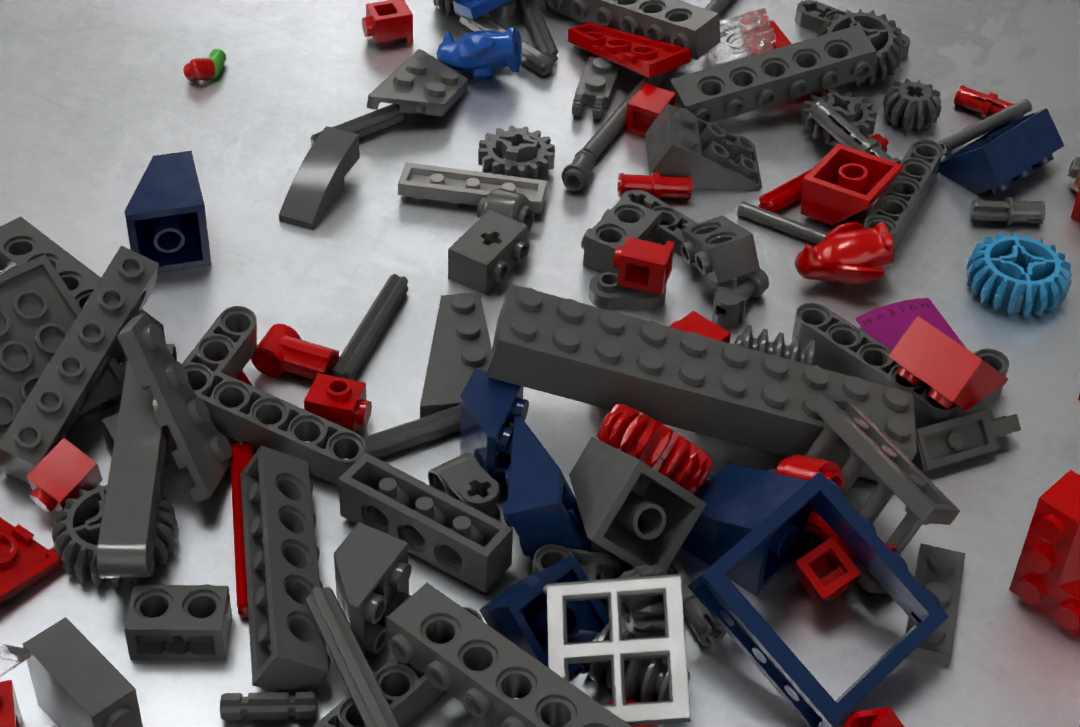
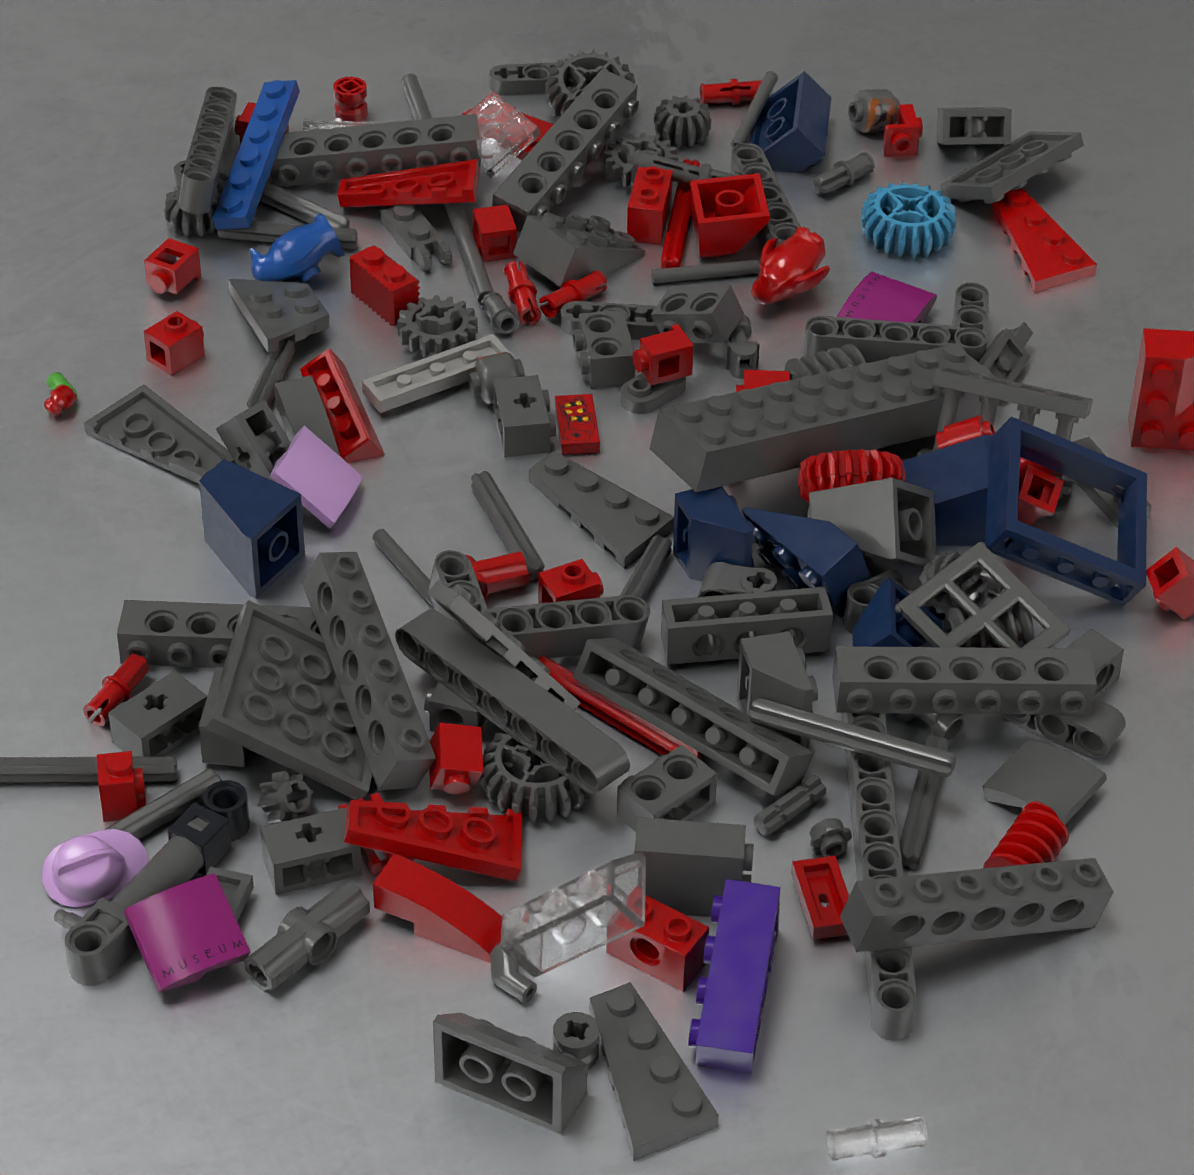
camera: 40 degrees left, 0 degrees up
(228, 129) = (157, 433): none -> dark grey wing
(253, 164) = (255, 439): none -> dark grey brick
(265, 302) = (403, 562): none -> dark grey piece
(268, 208) = (318, 475): none -> lavender slope
(321, 70) = (174, 343): none -> red brick
(376, 178) = (344, 409): none -> red slope
(515, 98) = (382, 283): none -> red brick
(536, 273) = (577, 424): none -> red tile
(615, 163) = (522, 293): none -> red pin
(796, 149) = (650, 205): none -> red brick
(945, 366) = (962, 310): red slope -> none

